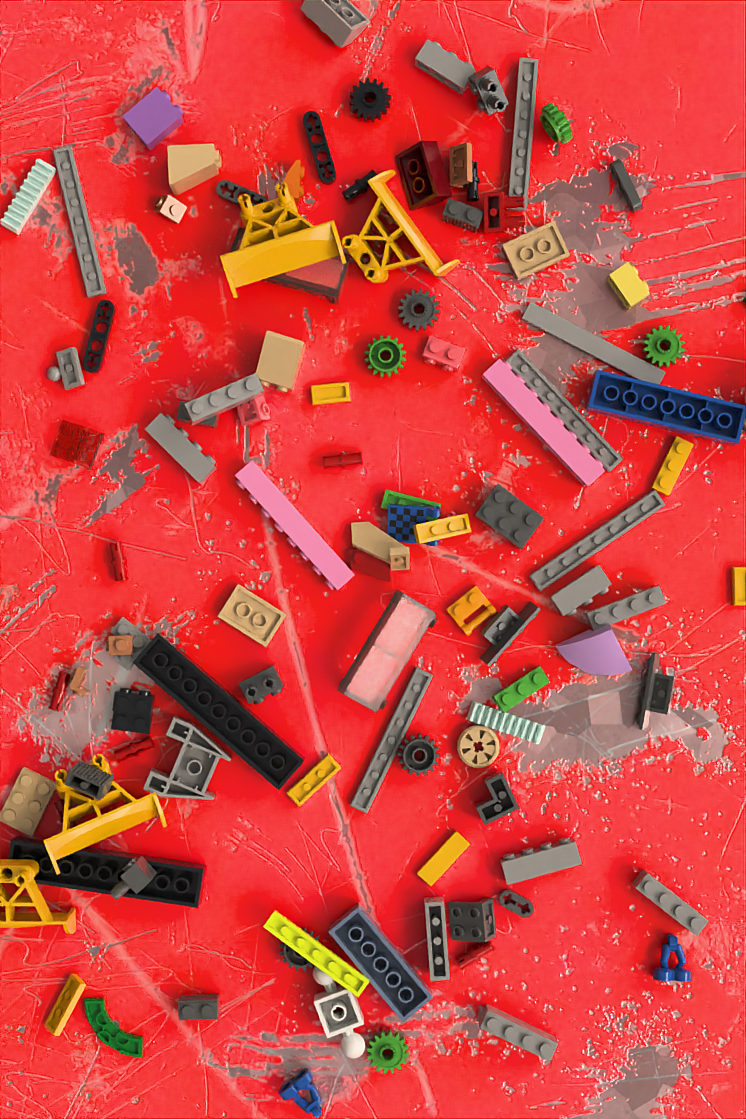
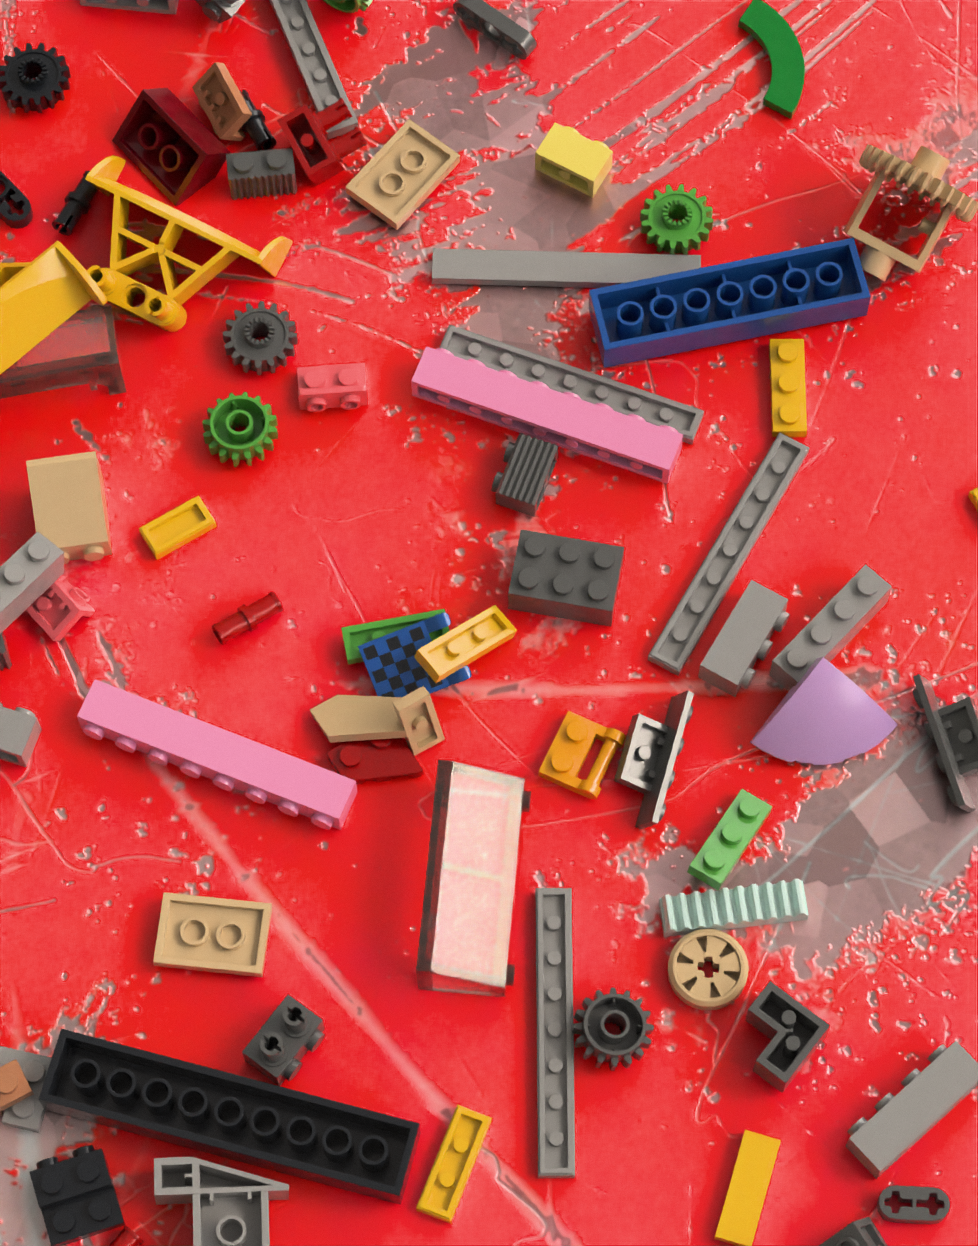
camera: 25 degrees left, 20 degrees down
(514, 453) = (525, 475): none -> dark grey brick

